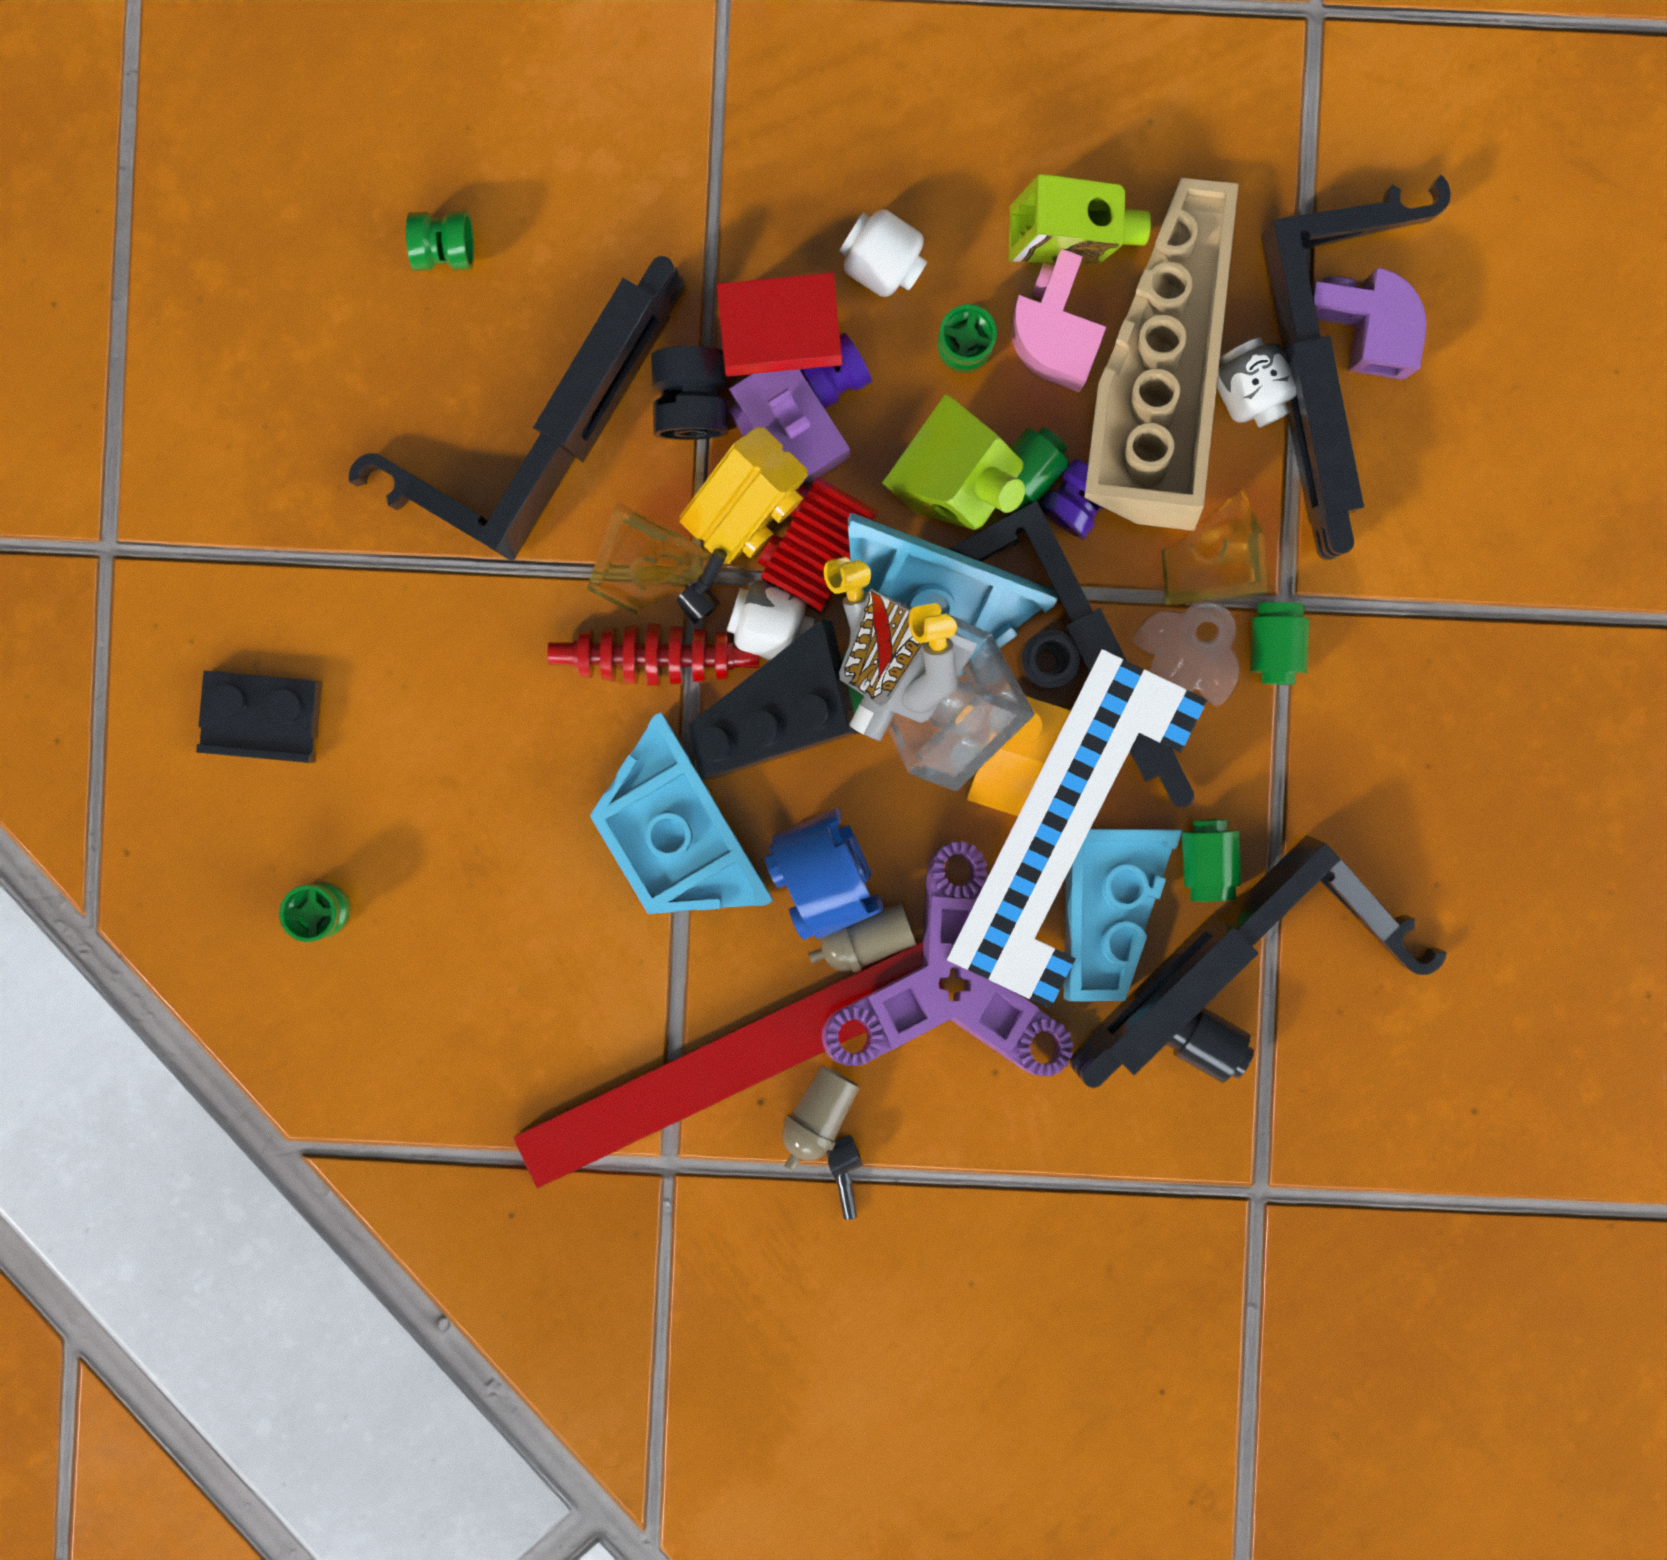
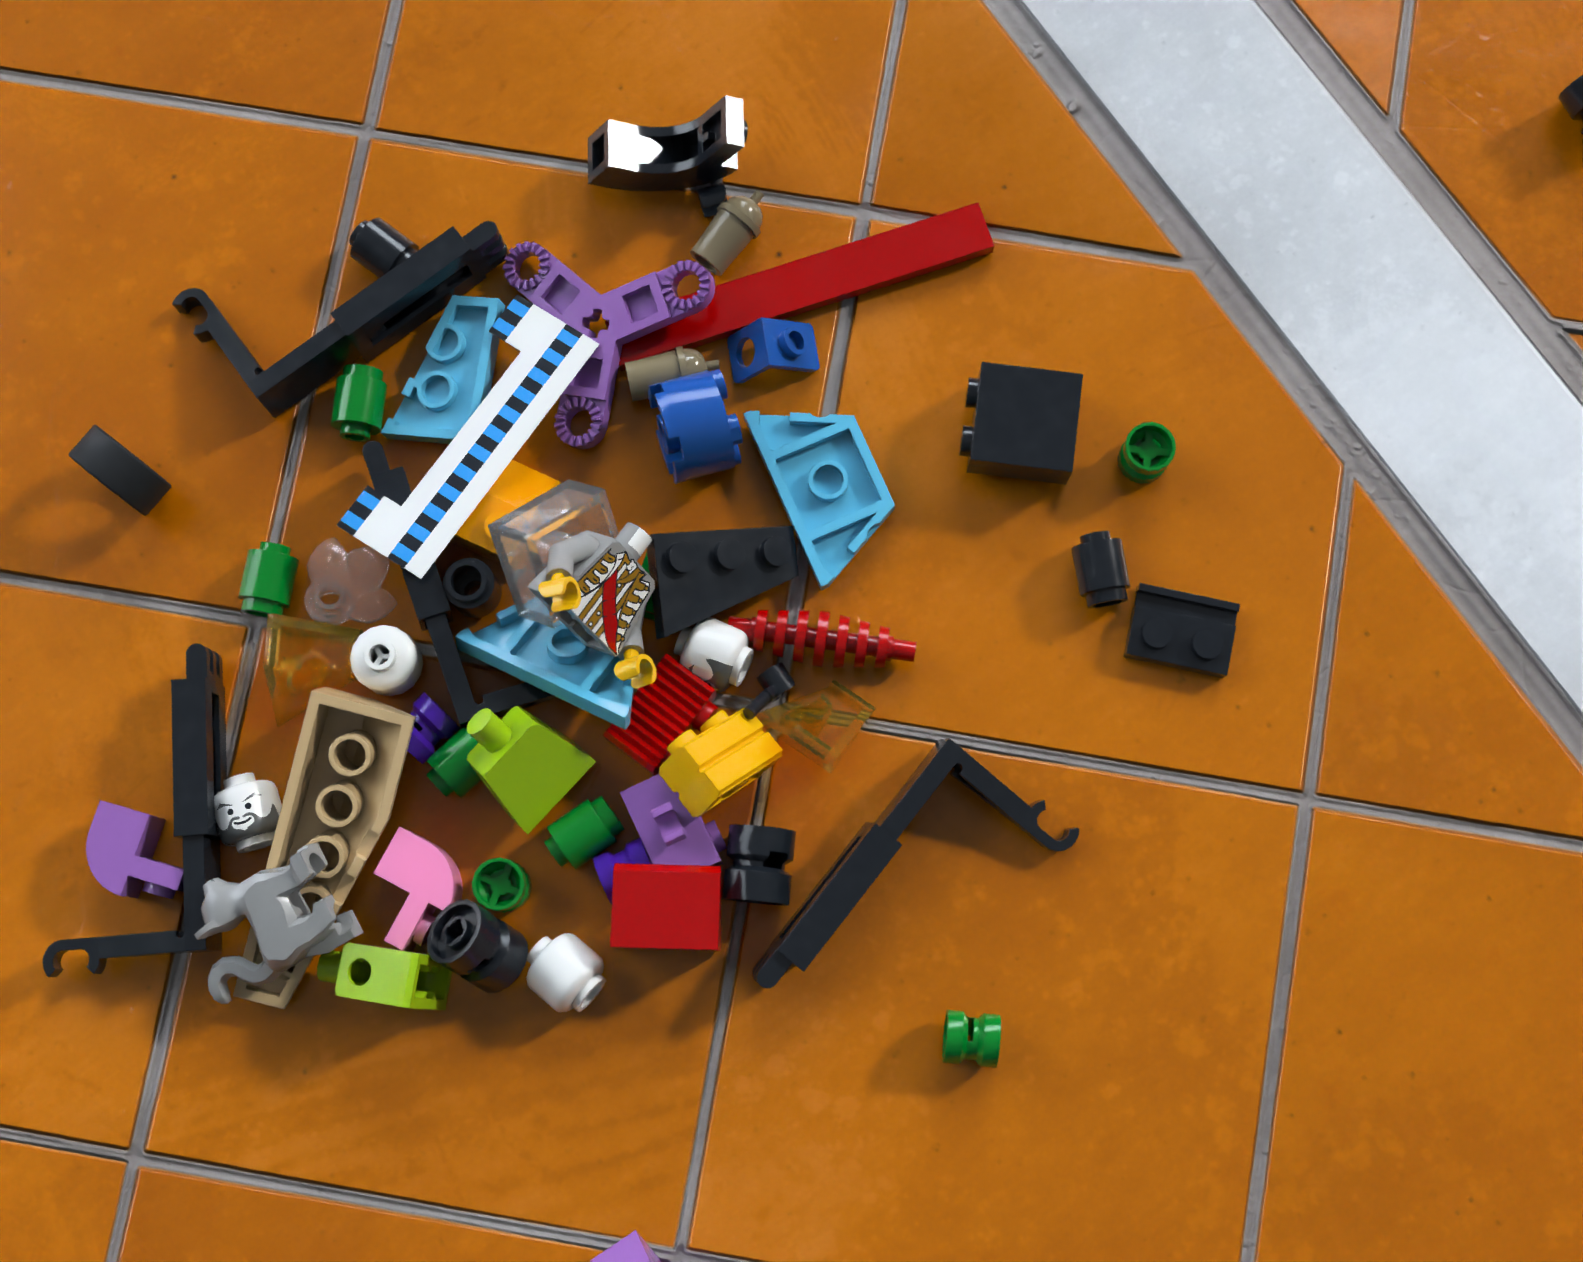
camera: 170 degrees left, 10 degrees down
(352, 770) = (1101, 569): none -> black brick
(456, 927) = (1022, 423): none -> black brick
(744, 984) = (776, 345): none -> blue bracket
(886, 407) = (583, 832): none -> green brick
(899, 1200) = (671, 156): none -> black arch
(980, 263) = (477, 946): none -> black wheel
(1112, 572) = (402, 664): none -> white head
(1200, 262) = (279, 919): none -> light grey animal
(1467, 742) = (119, 470): none -> black tyre

